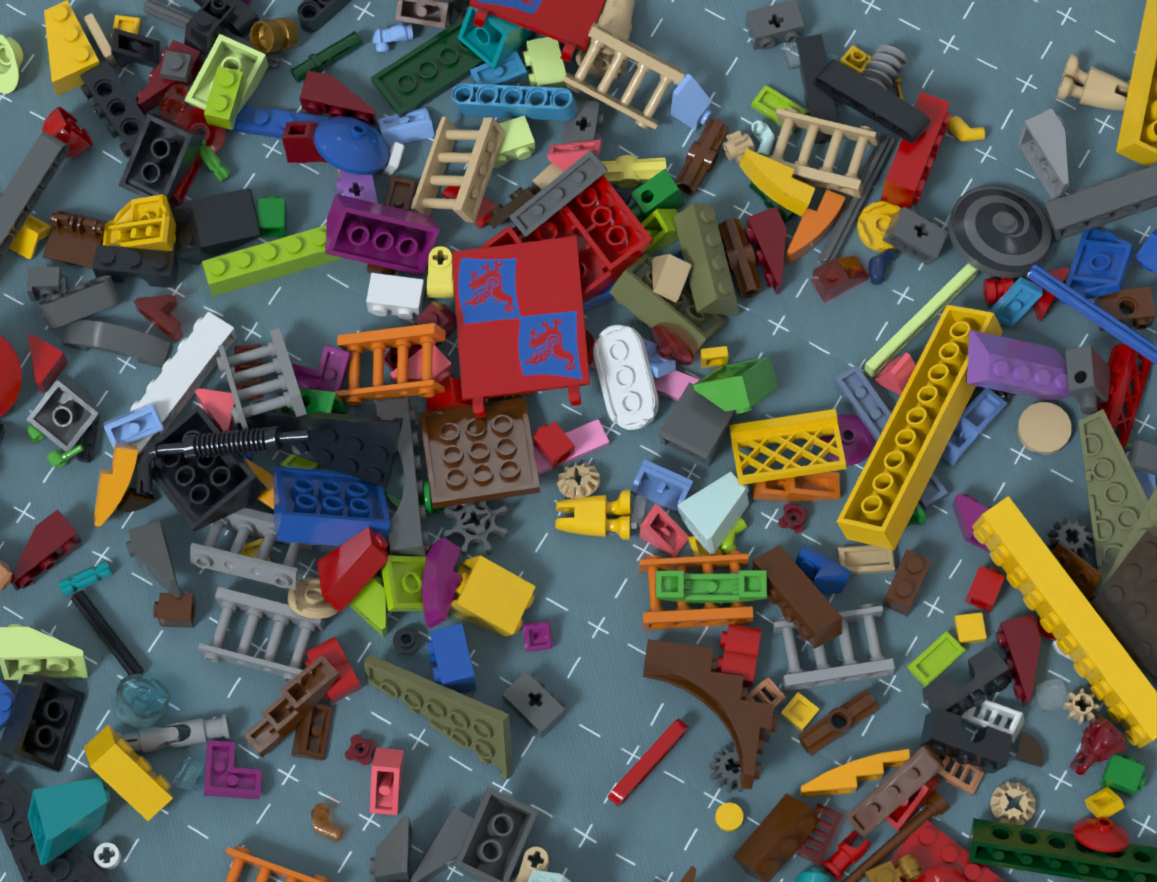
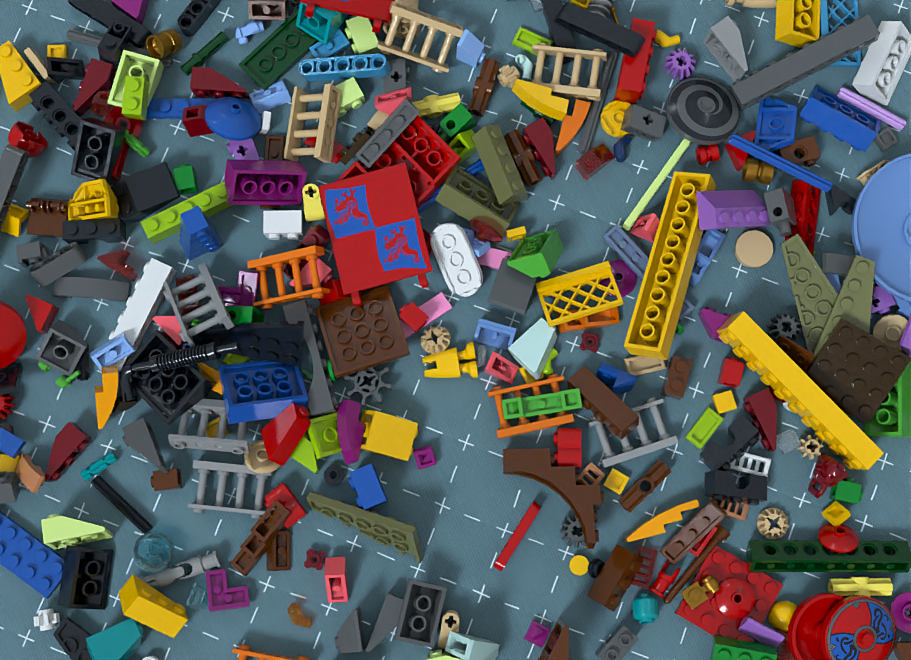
camera: 10 degrees left, 10 degrees up
(176, 66) = (96, 78): dark grey plate -> none
(277, 287) = (198, 234): none -> blue wedge
(538, 718) = (419, 505): dark grey brick -> none
(669, 276) = (475, 182): tan slope -> none
(750, 822) = (595, 567): none -> black plate
(989, 165) = (683, 58): none -> medium lavender gear
(1016, 302) = (722, 161): dark azure plate -> none
(1029, 751) = (778, 483): dark brown tile -> none
(1064, 323) = (758, 171): none -> pearl gold wheel

